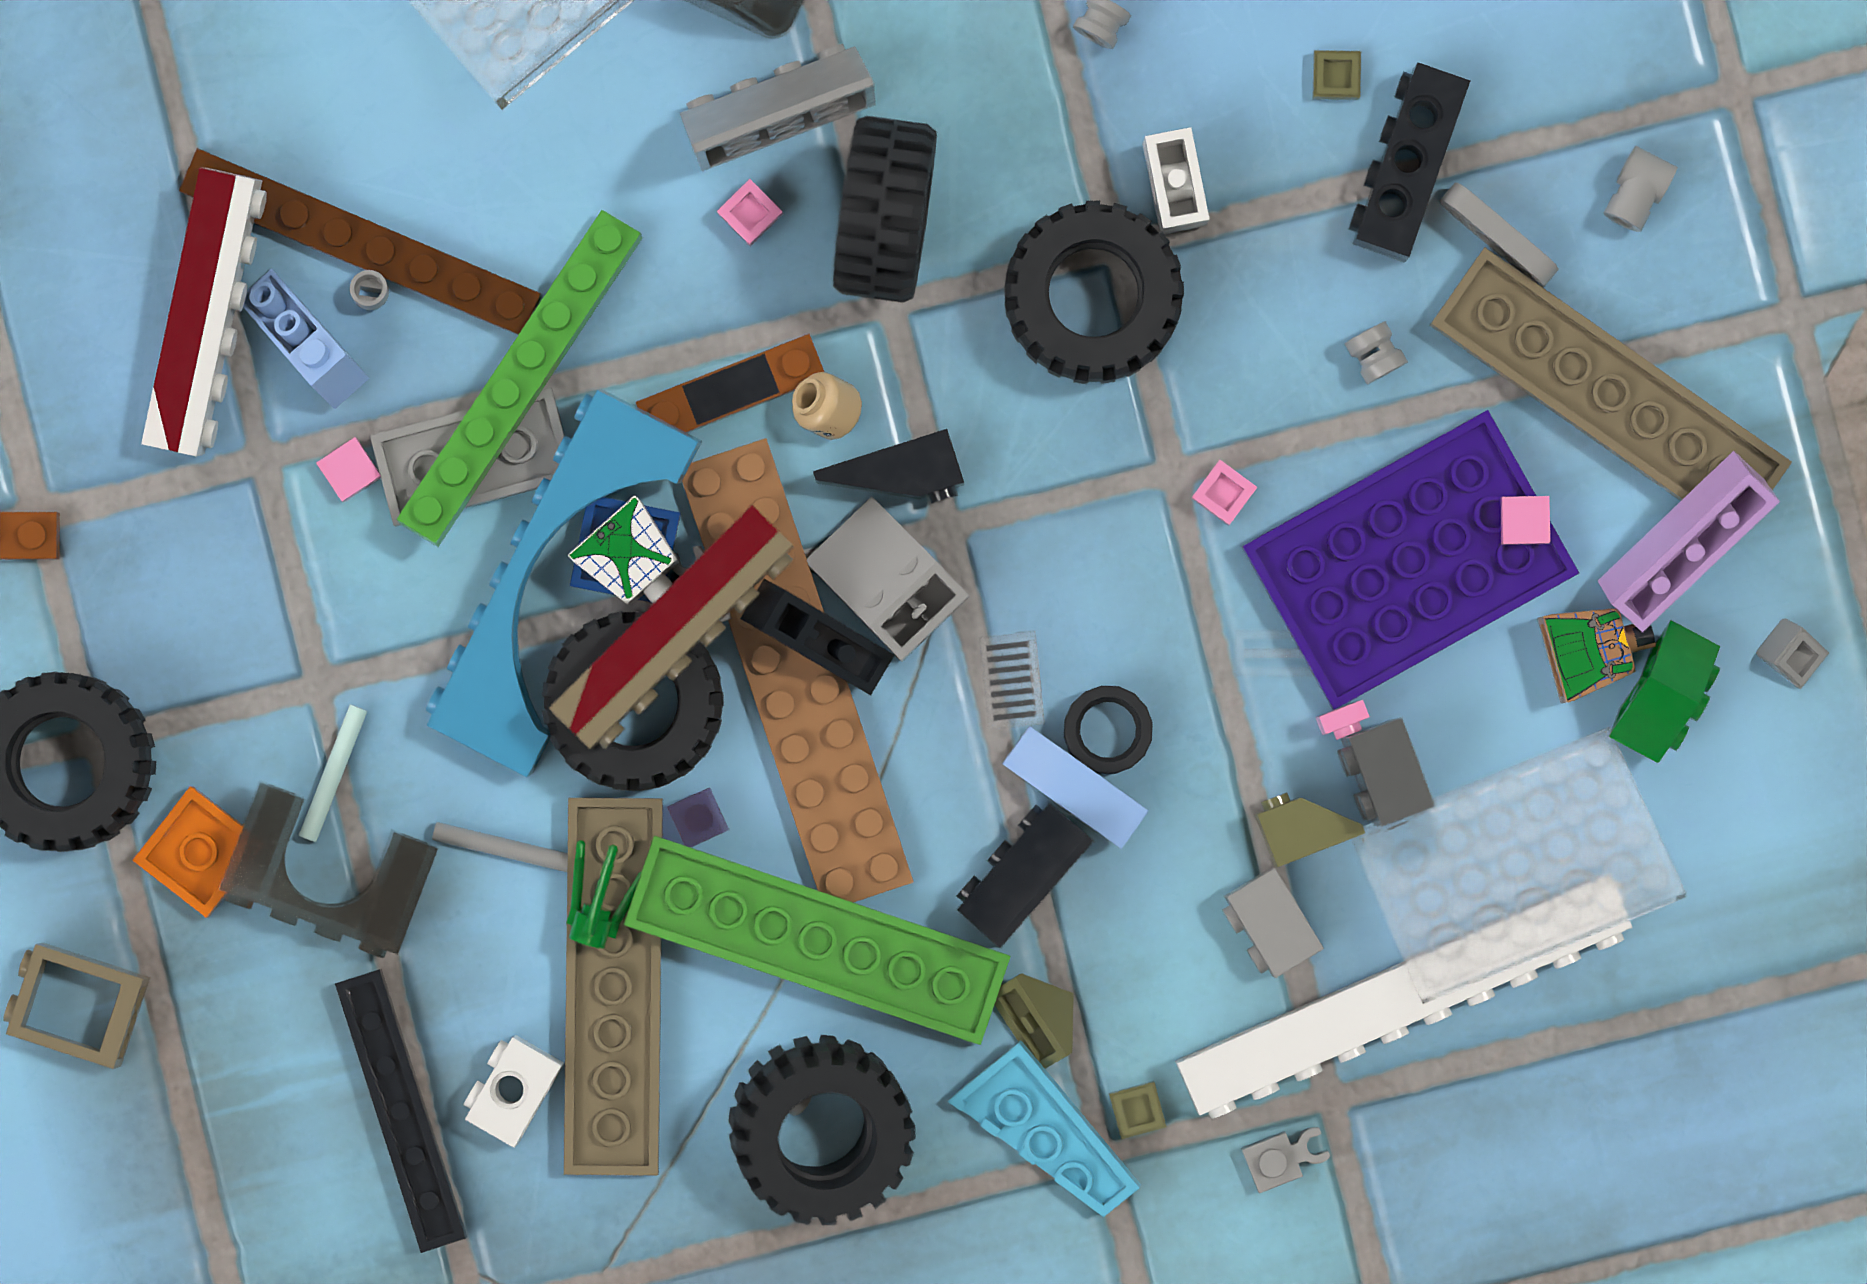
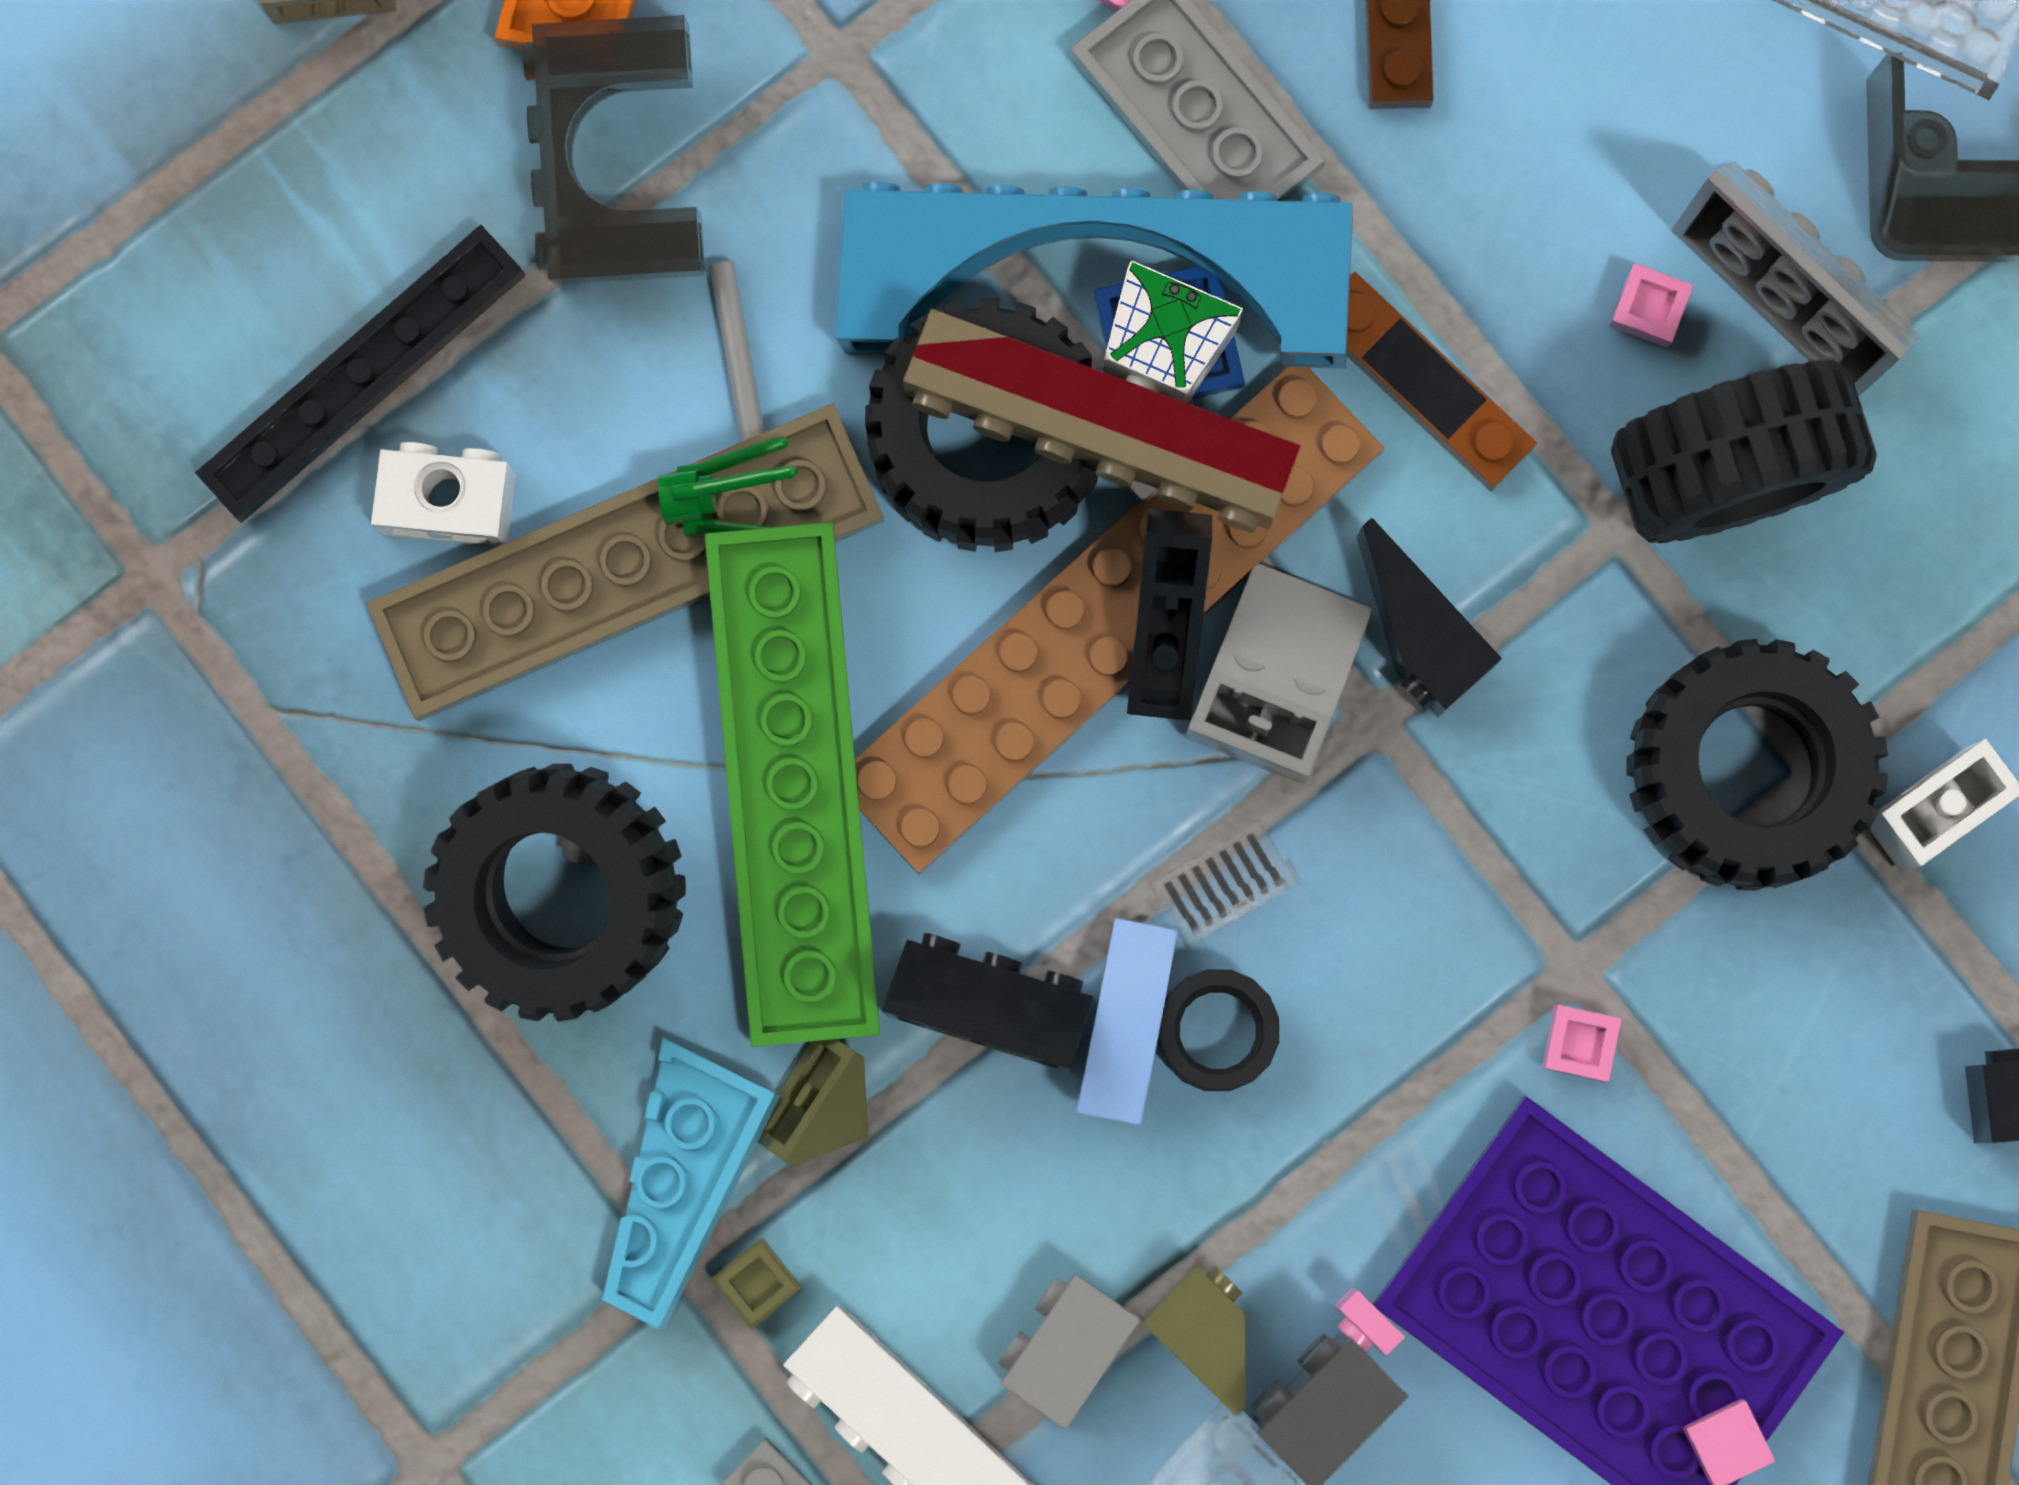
camera: 70 degrees right, 5 degrees down
(333, 773) = (737, 114): light aqua bar -> none
(519, 378) = (1319, 116): bright green plate -> none
(698, 818) = (879, 573): clear purple plate -> none
(826, 405) = (1460, 500): tan head -> none
(1383, 361) = (1847, 1156): light grey wheel -> none

